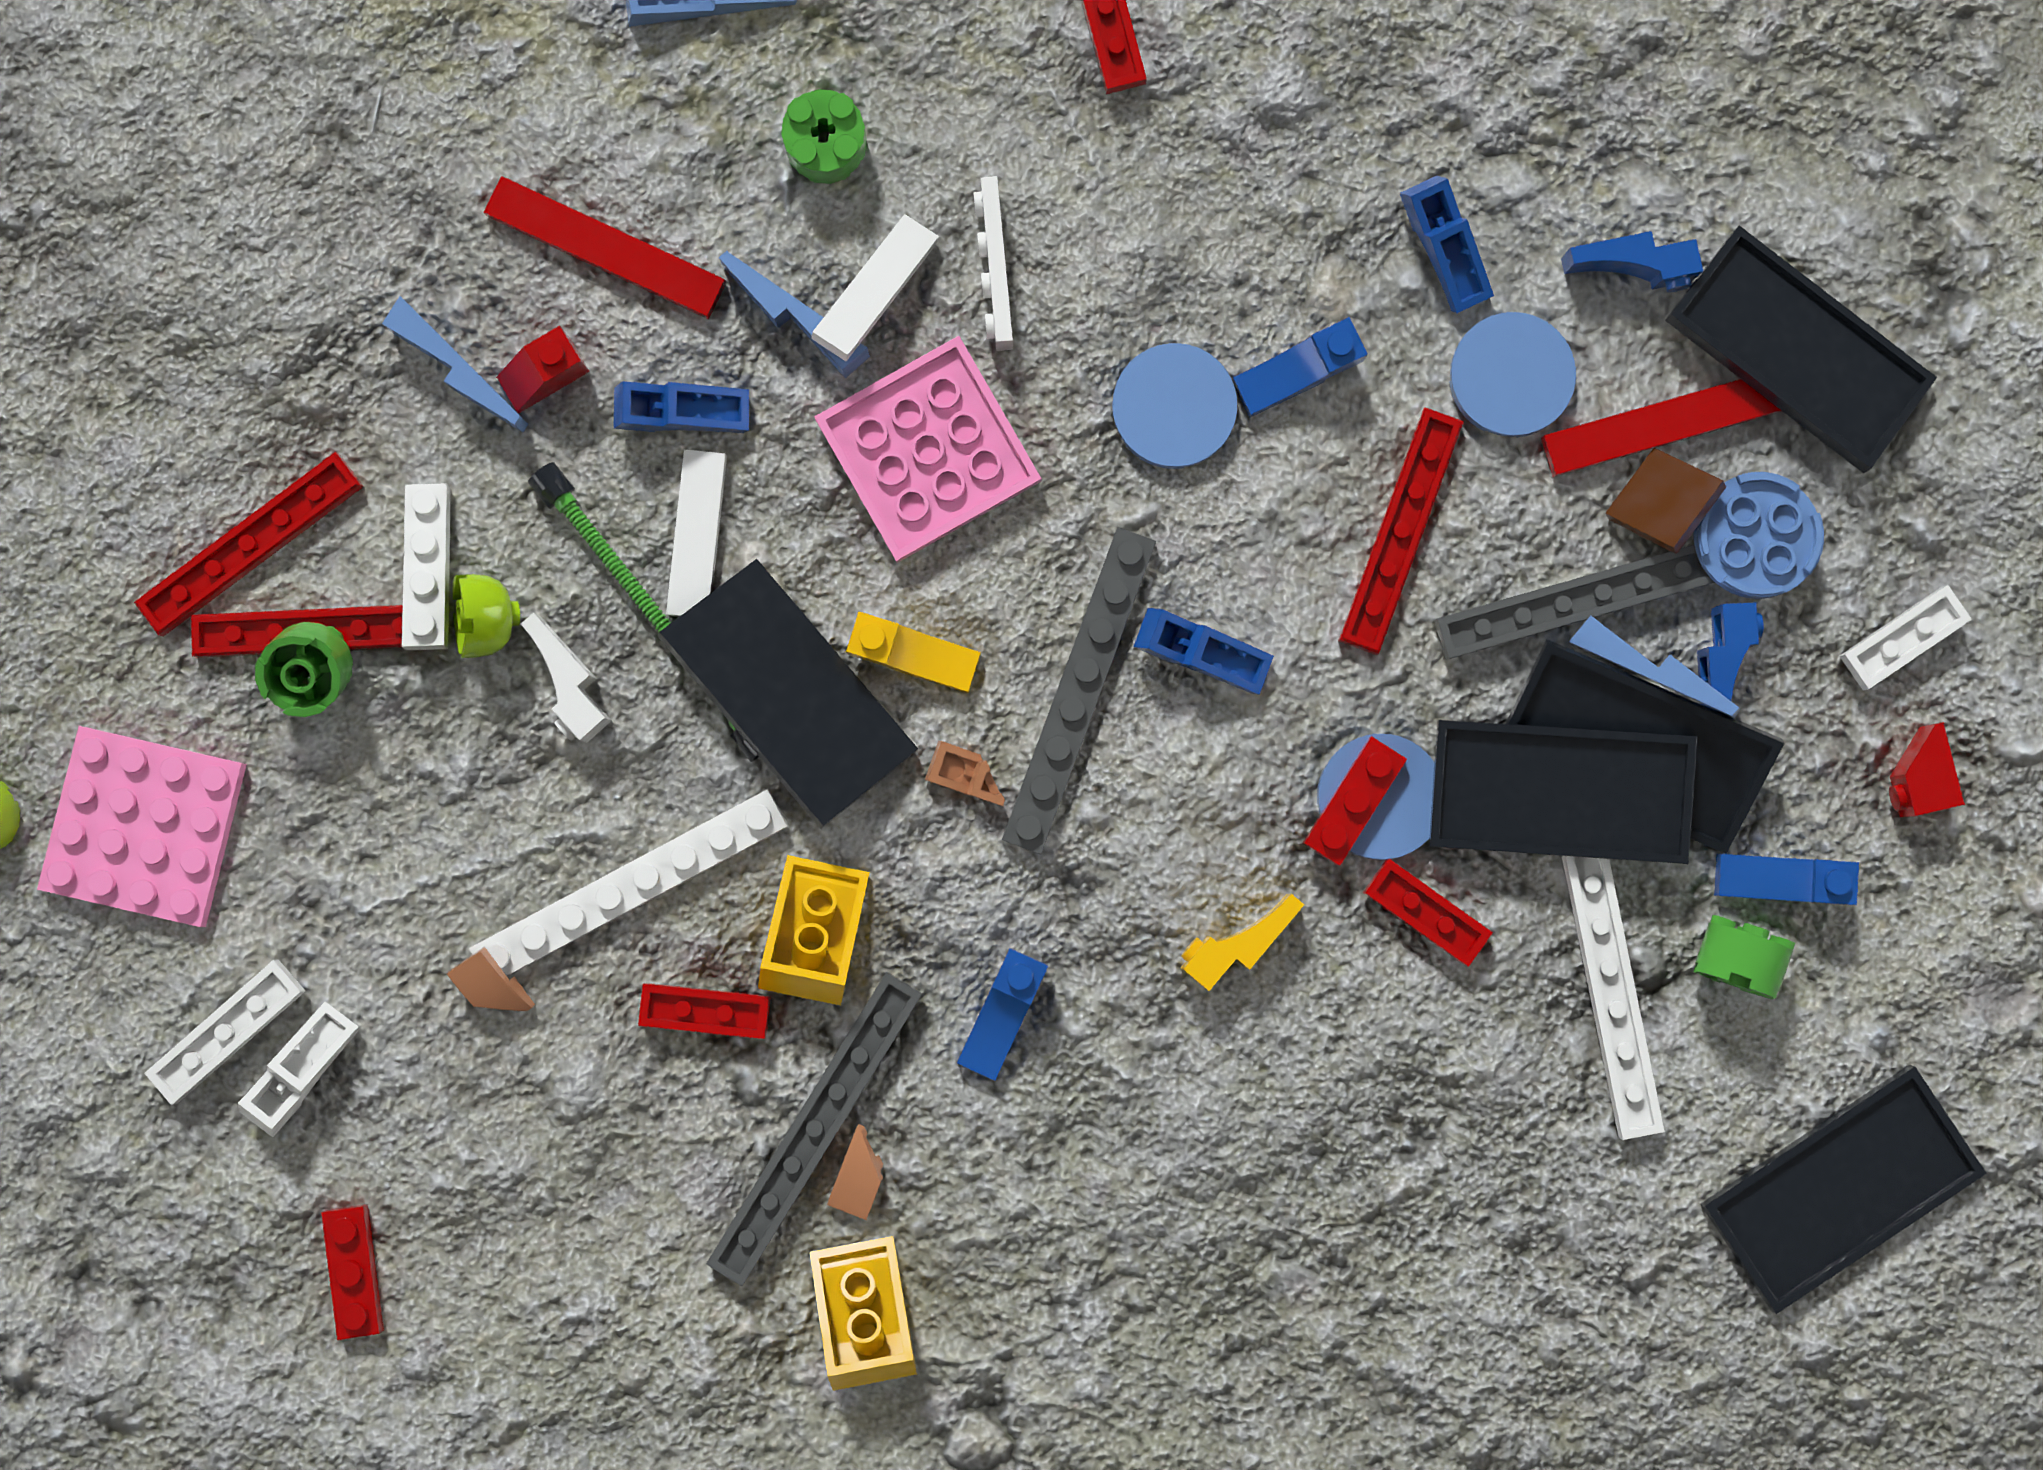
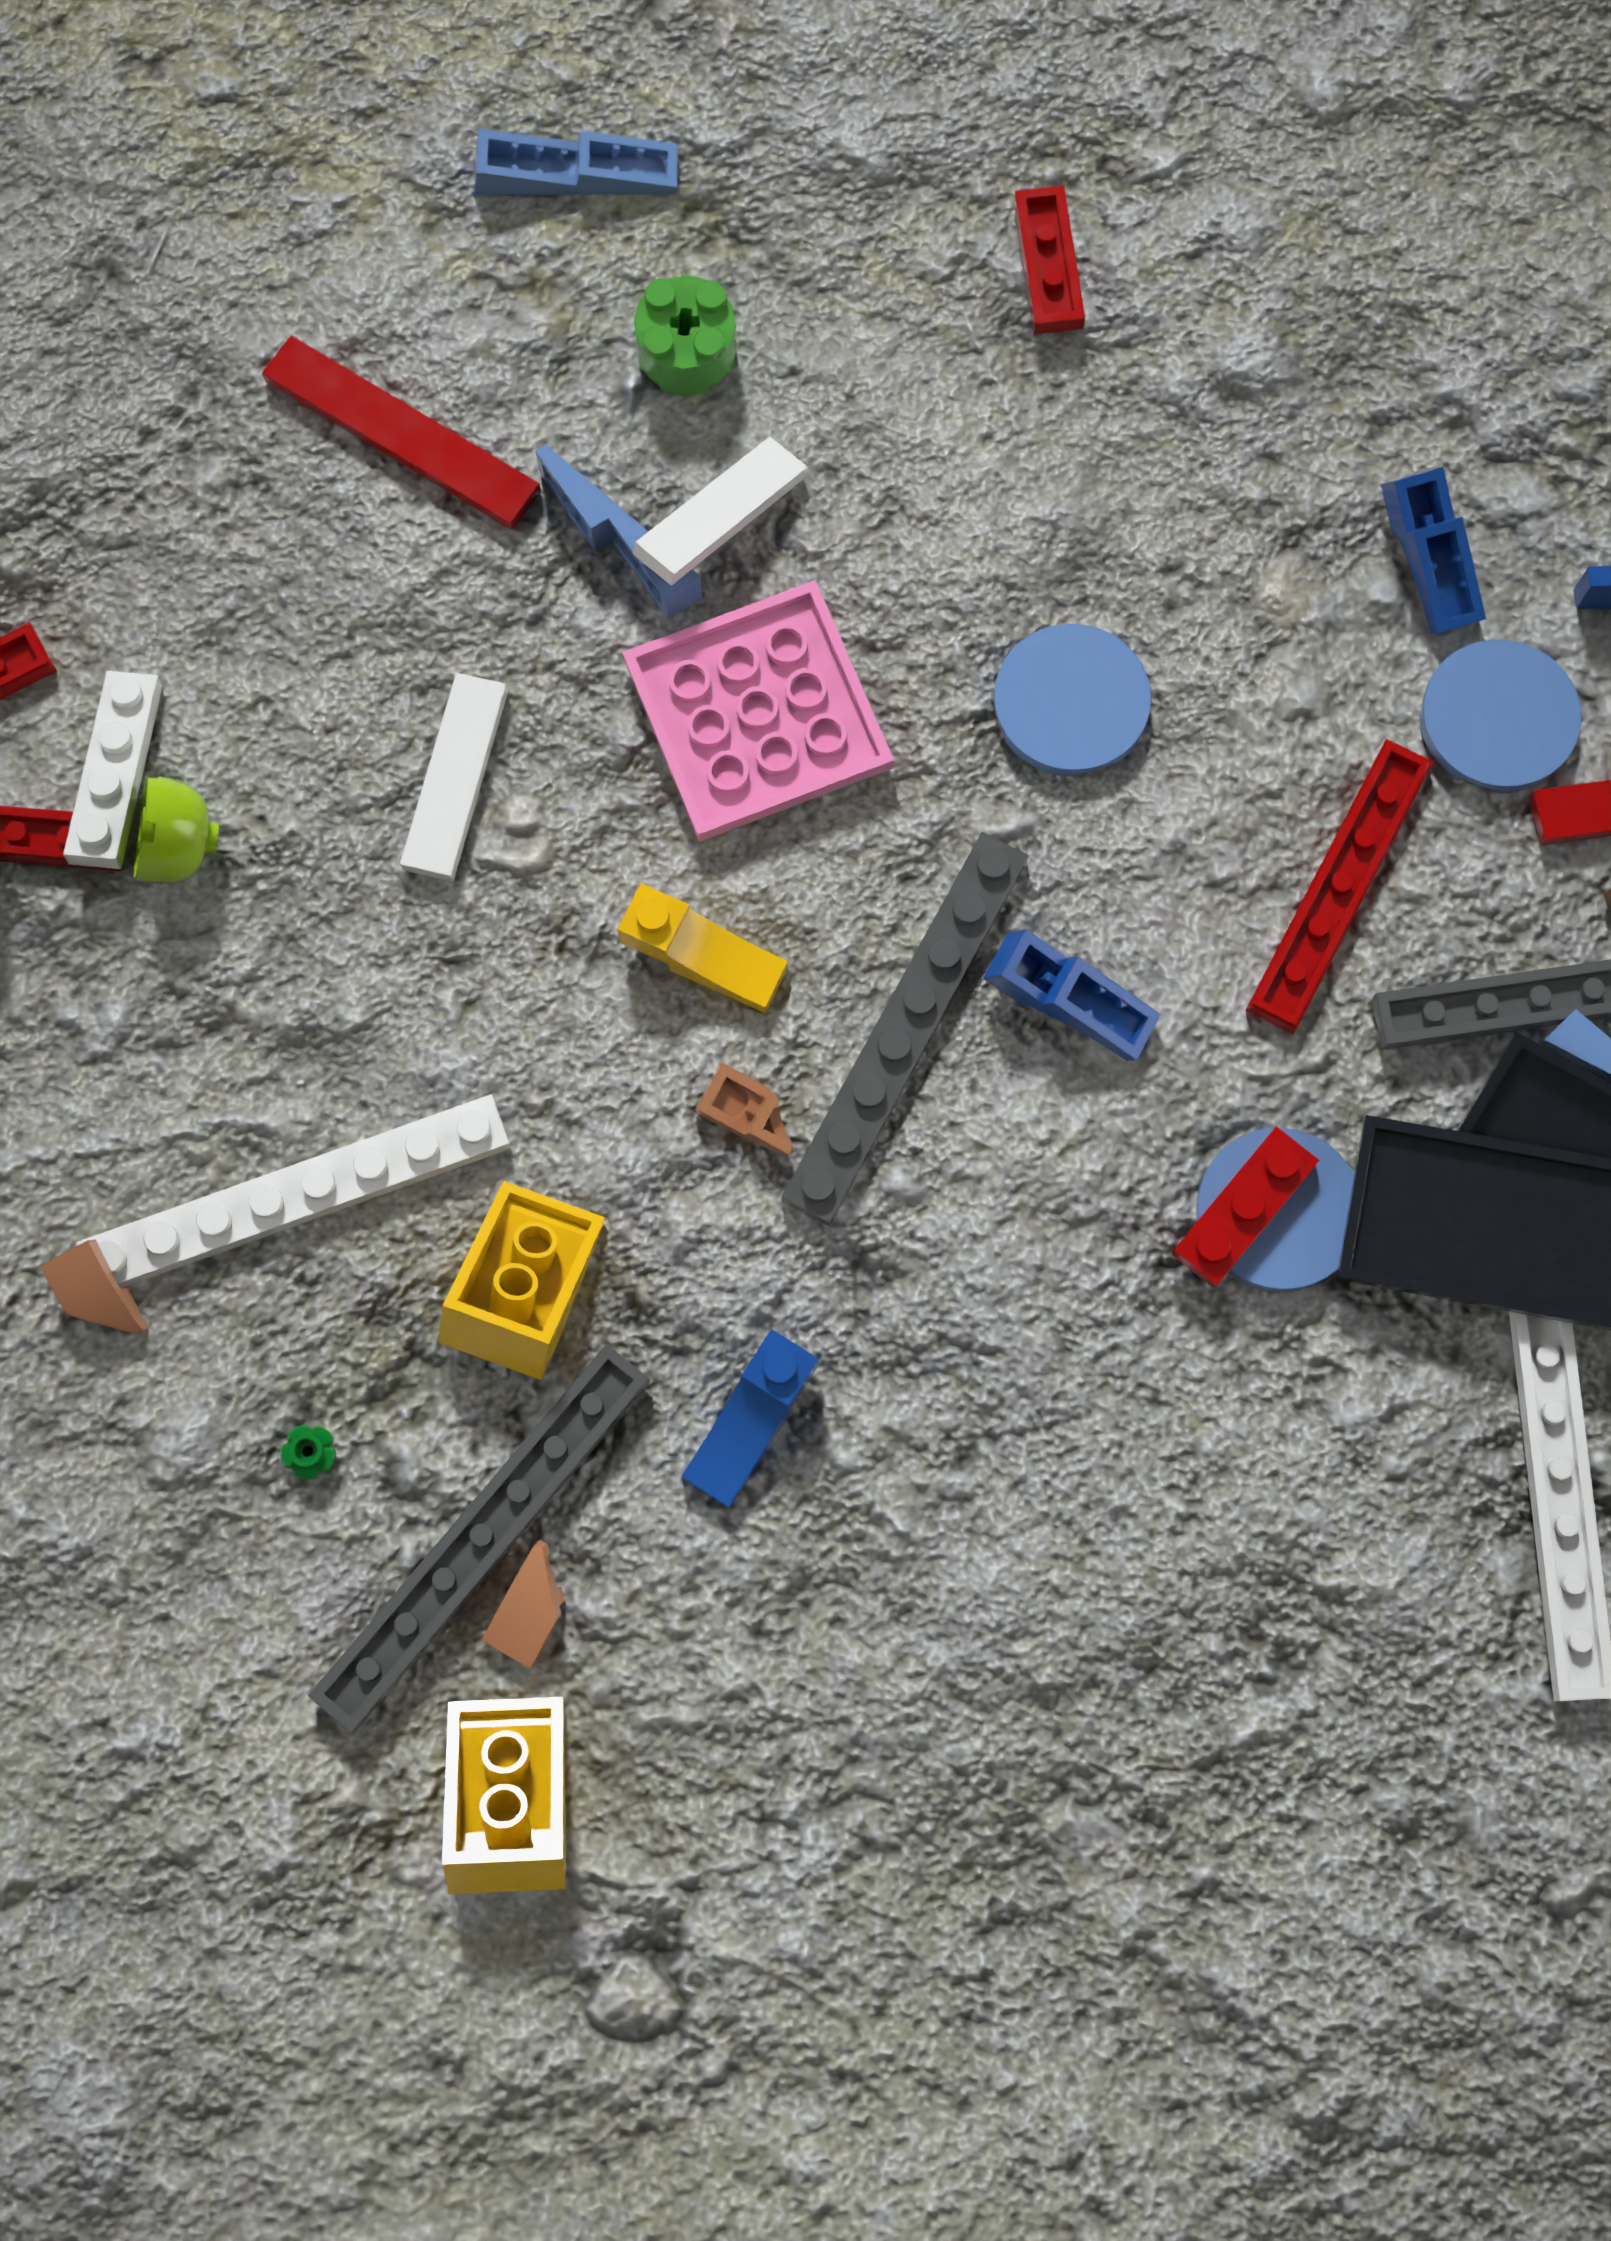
camera: 10 degrees right, 10 degrees down
(462, 378) = (201, 556): medium blue slope -> none
(541, 369) = (298, 557): red slope -> none
(556, 491) = (478, 1020): bright green hose -> none
(576, 710) = (266, 930): white slope -> none
(677, 1071) = (323, 1451): none -> green plate
(680, 407) = (459, 621): blue slope -> none
(704, 1010) = (363, 1363): red plate -> none
(788, 693) = (537, 979): black tile -> none
(992, 246) = (868, 526): white plate -> none
(1211, 959) = (1034, 1383): yellow slope -> none
(1300, 367) = (1236, 671): blue slope -> none
(1427, 912) = (1326, 1365): red plate -> none

